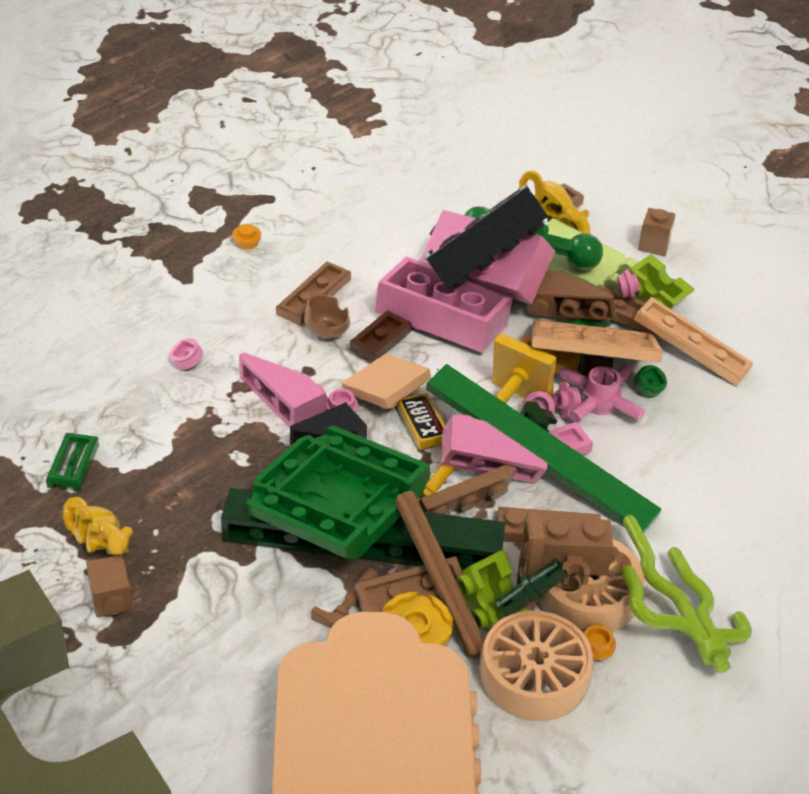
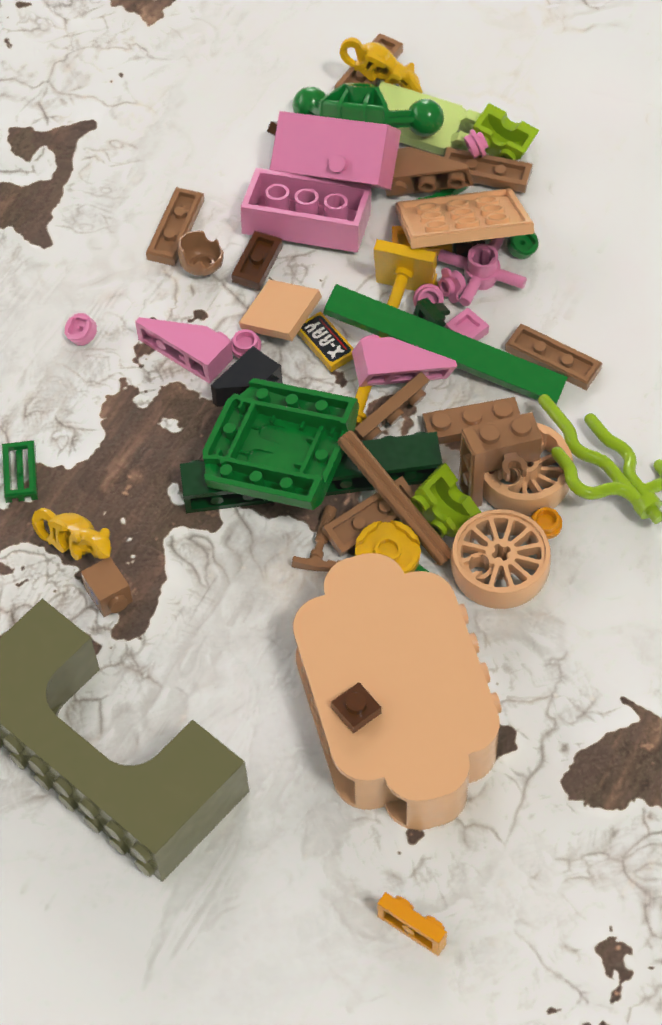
camera: 10 degrees left, 15 degrees up
(247, 236) = (86, 177): light orange plate -> none
(316, 765) = (356, 707): none -> reddish brown plate
(486, 237) = (334, 140): black wedge -> none
(532, 587) = (480, 493): dark green pin -> none
(656, 231) = (485, 69): medium nougat brick -> none
(675, 504) = (553, 355): none -> medium nougat tile
(693, 341) = (552, 189): light nougat tile -> none

